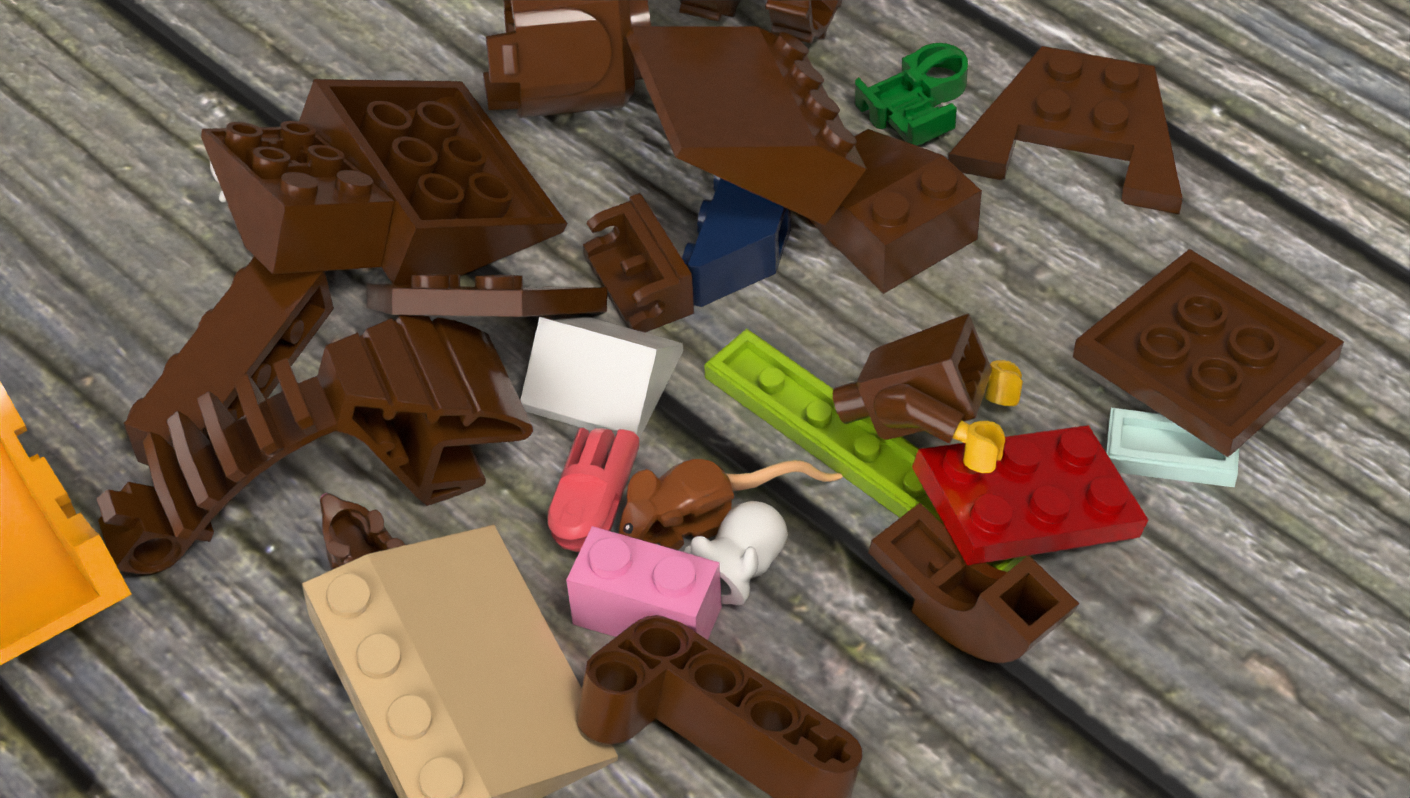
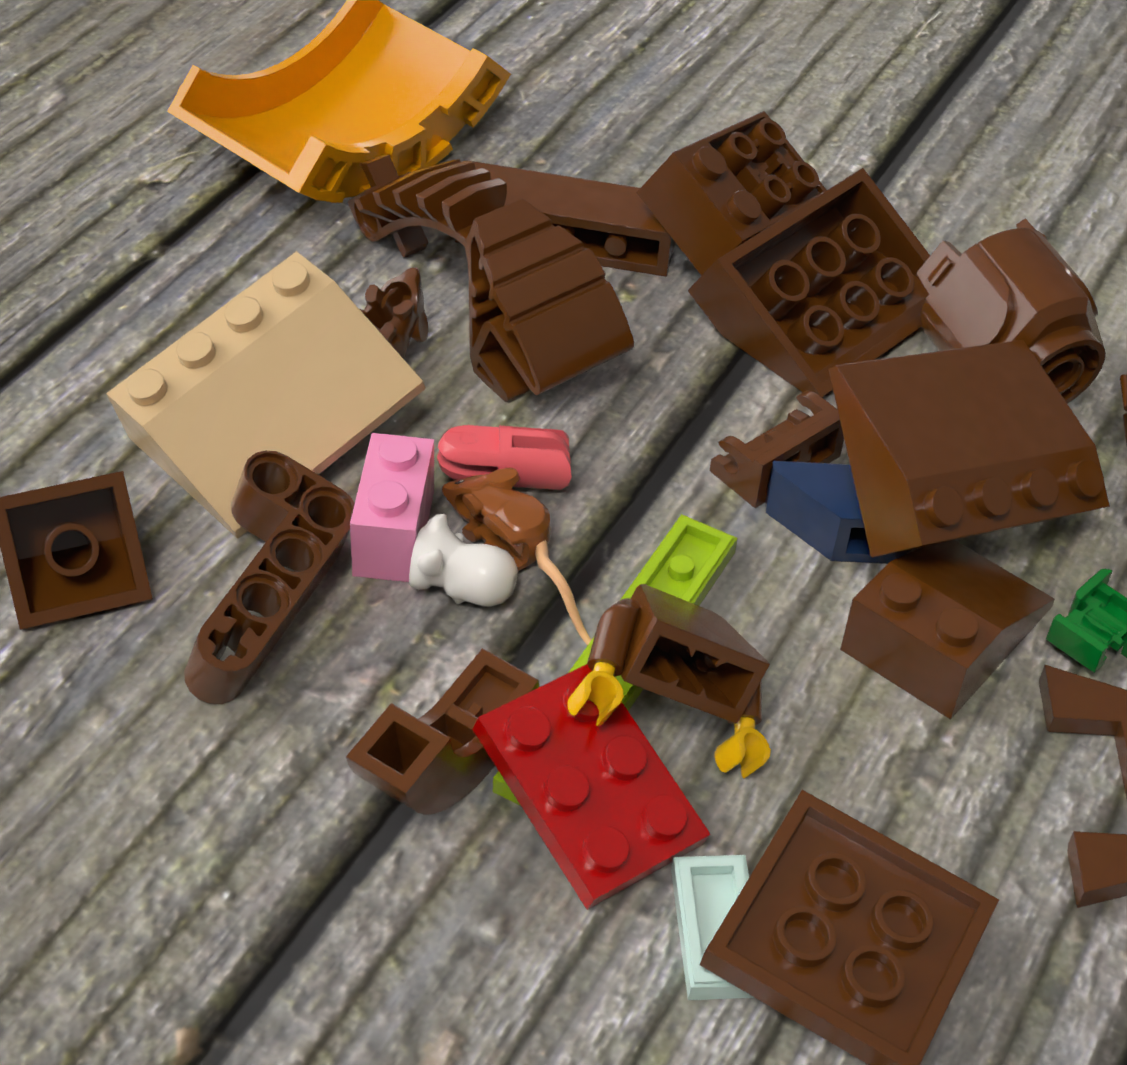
camera: 70 degrees right, 5 degrees down
(490, 297) = (661, 319): reddish brown wing -> none
(596, 373) = (652, 444): white slope -> none

